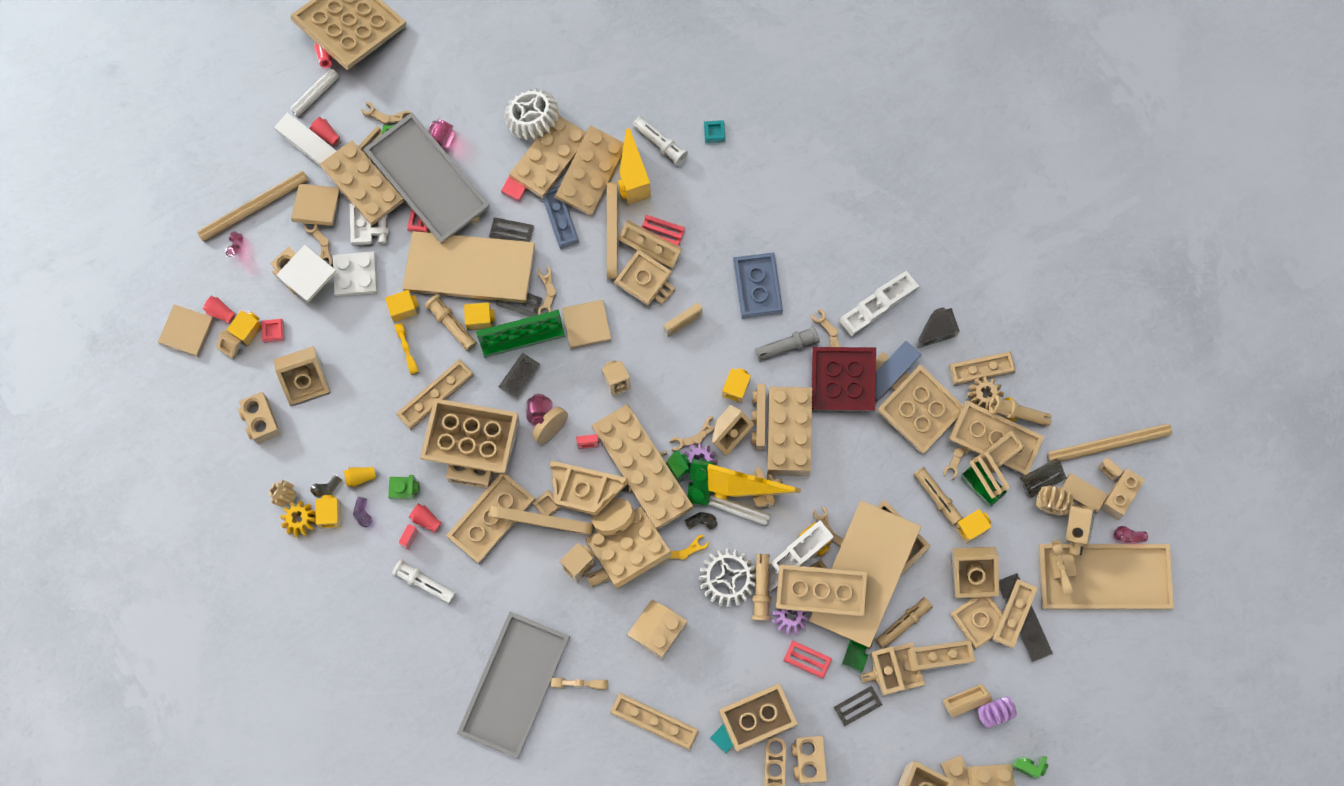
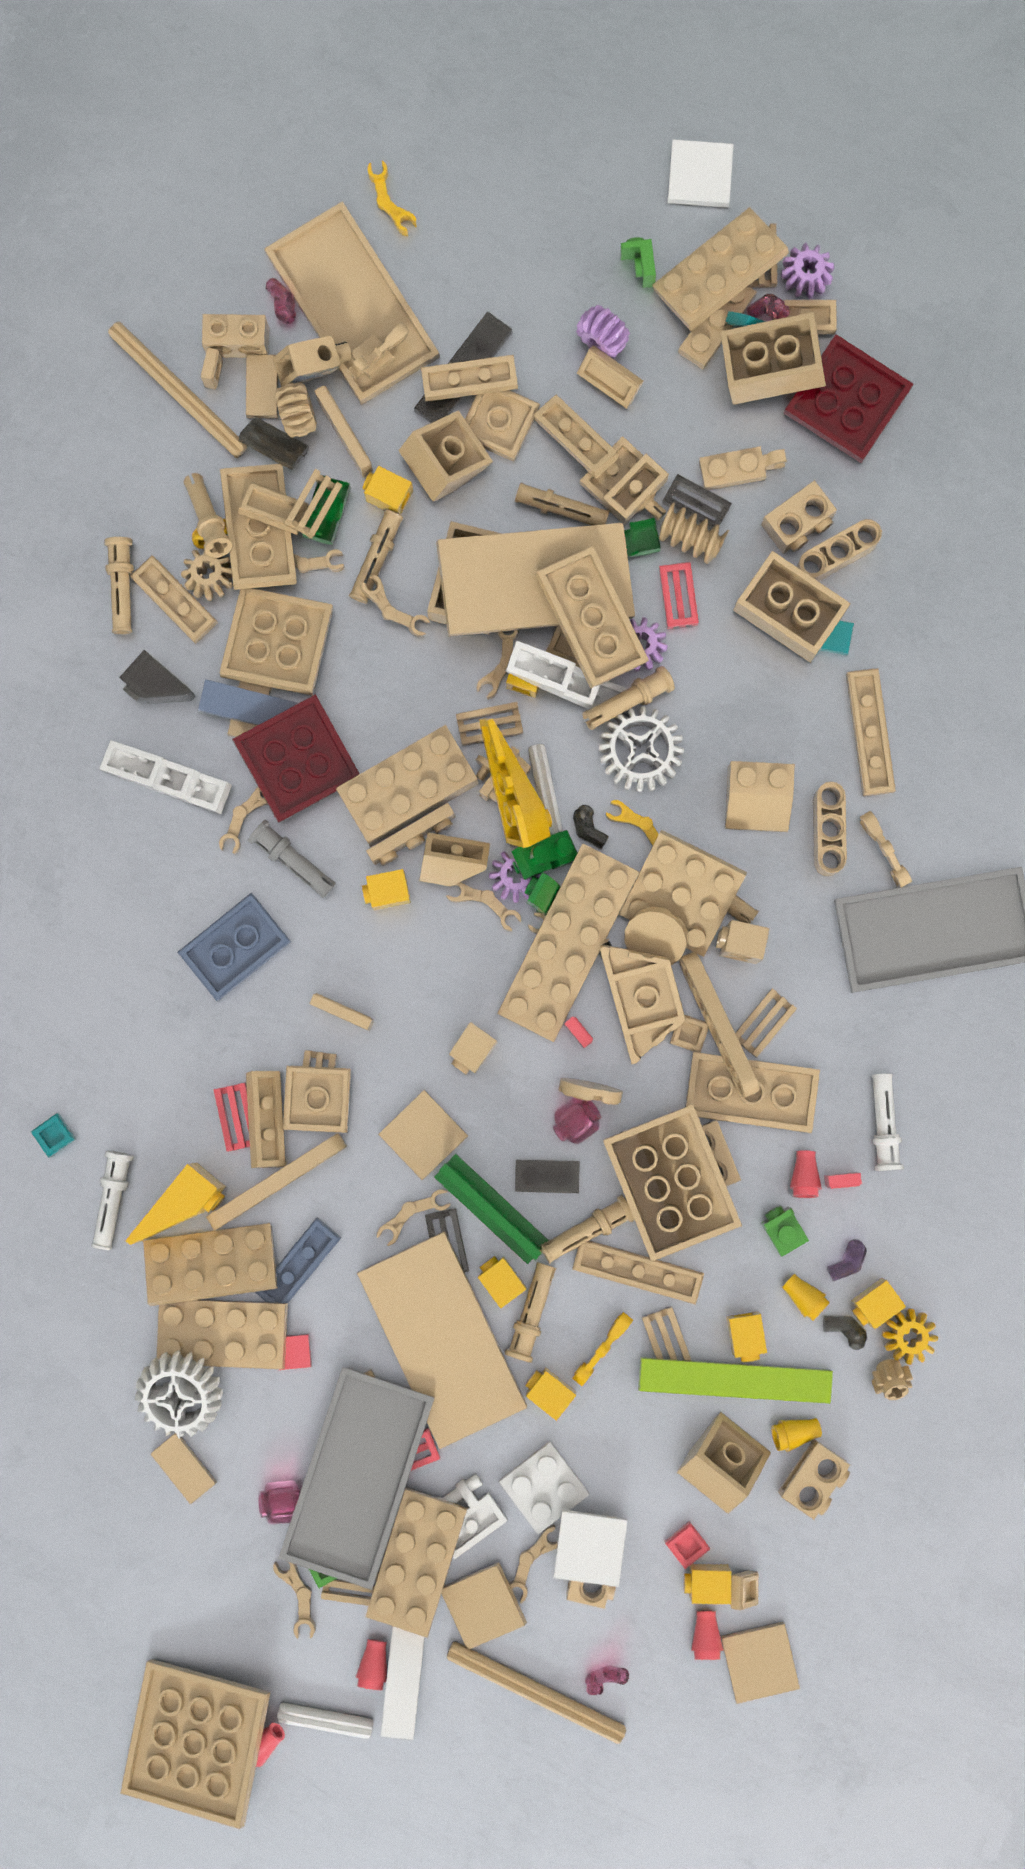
camera: 120 degrees left, 10 degrees up
(290, 423) = (793, 1433): none -> yellow cone
(340, 408) = (735, 1380): none -> lime tile
(360, 429) = (746, 1336): none -> yellow brick
(368, 382) = (658, 1317): none -> tan tile
(474, 388) = (600, 1223): none -> tan pin
(491, 96) = (183, 1468): none -> tan tile
(493, 235) = (348, 1289): clear smoke tile -> none
(530, 567) = (781, 1001): none -> tan tile
(606, 648) = (836, 815): none -> tan beam
(803, 484) = (517, 730): none -> tan tile
(839, 687) = (692, 534): none -> tan piece
(864, 744) = (739, 467): none -> tan plate
(900, 482) = (389, 612): none -> tan piece
(1017, 347) = (119, 571): none -> tan pin
(1025, 522) = (343, 431): none -> tan tile
(1160, 634) = (384, 203): none -> yellow piece

